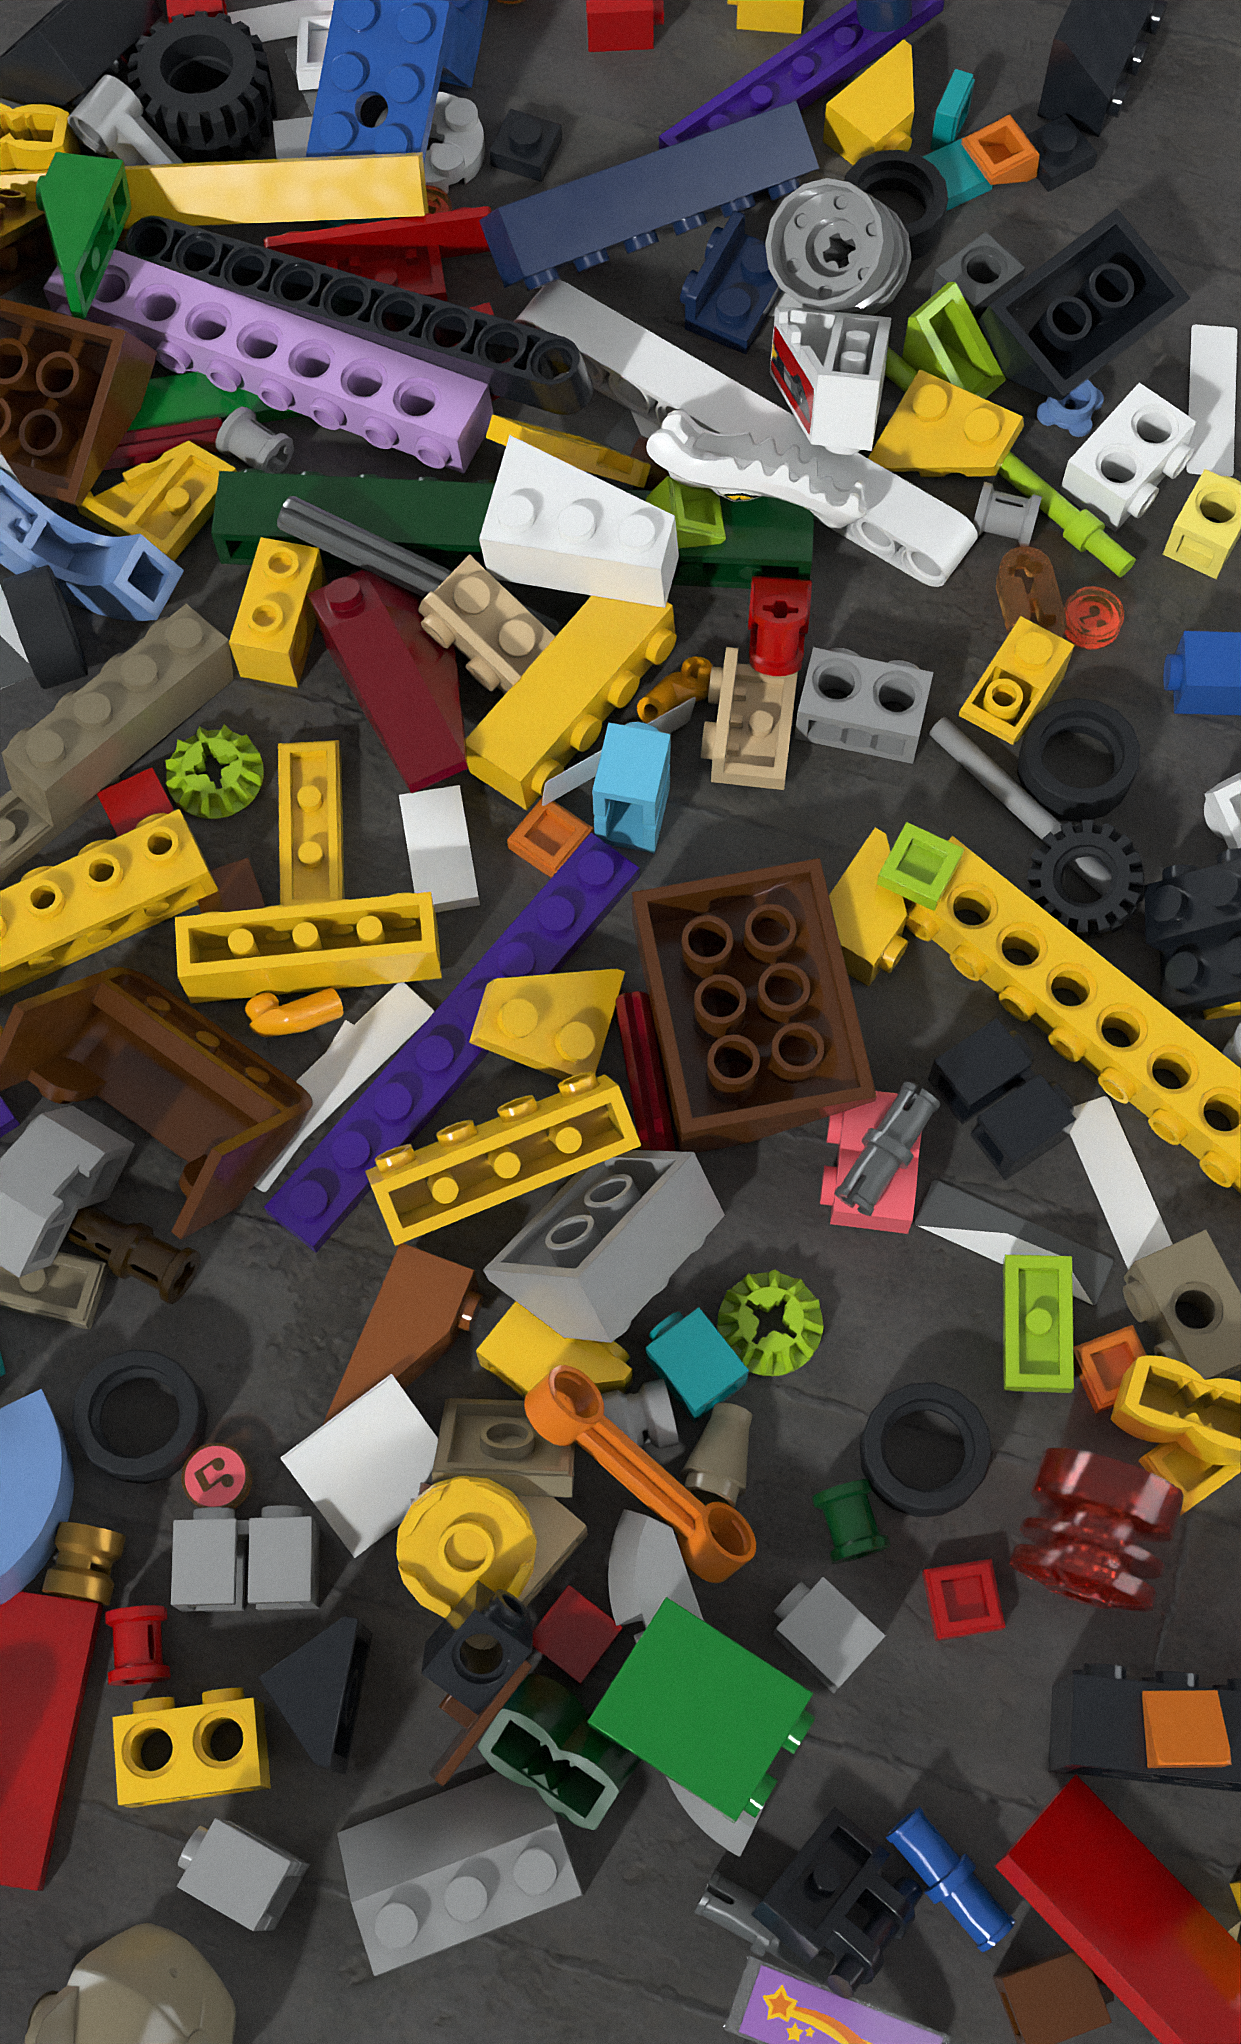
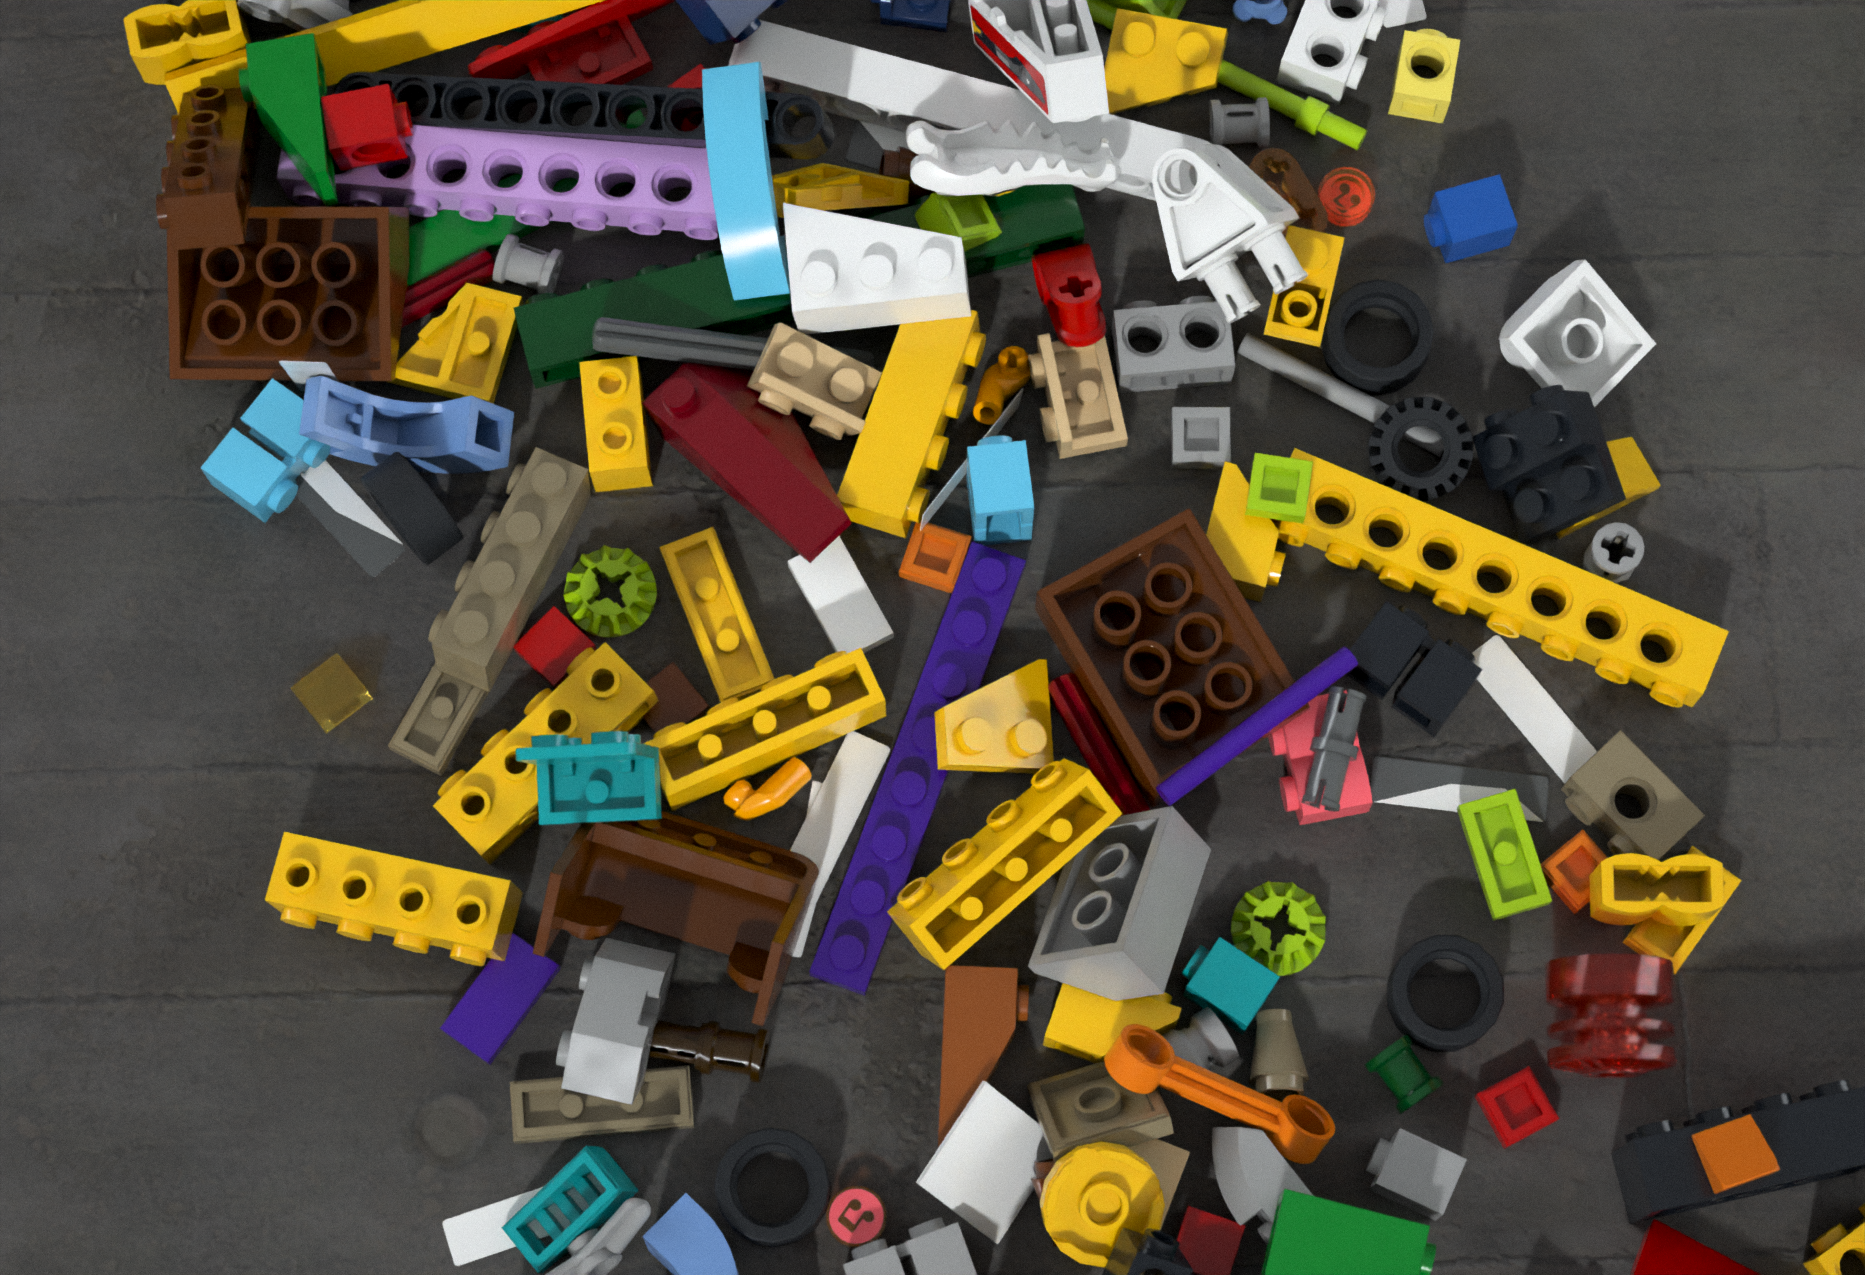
camera: 20 degrees left, 5 degrees up
(106, 929) = (597, 781): none -> teal bracket
(138, 258) = (366, 126): none -> red brick
(477, 402) = (743, 181): none -> medium azure slope
(812, 1097) = (1257, 725): none -> dark purple bar
(860, 801) = (1200, 437): none -> light grey plate
(949, 588) = (1220, 220): none -> white piece

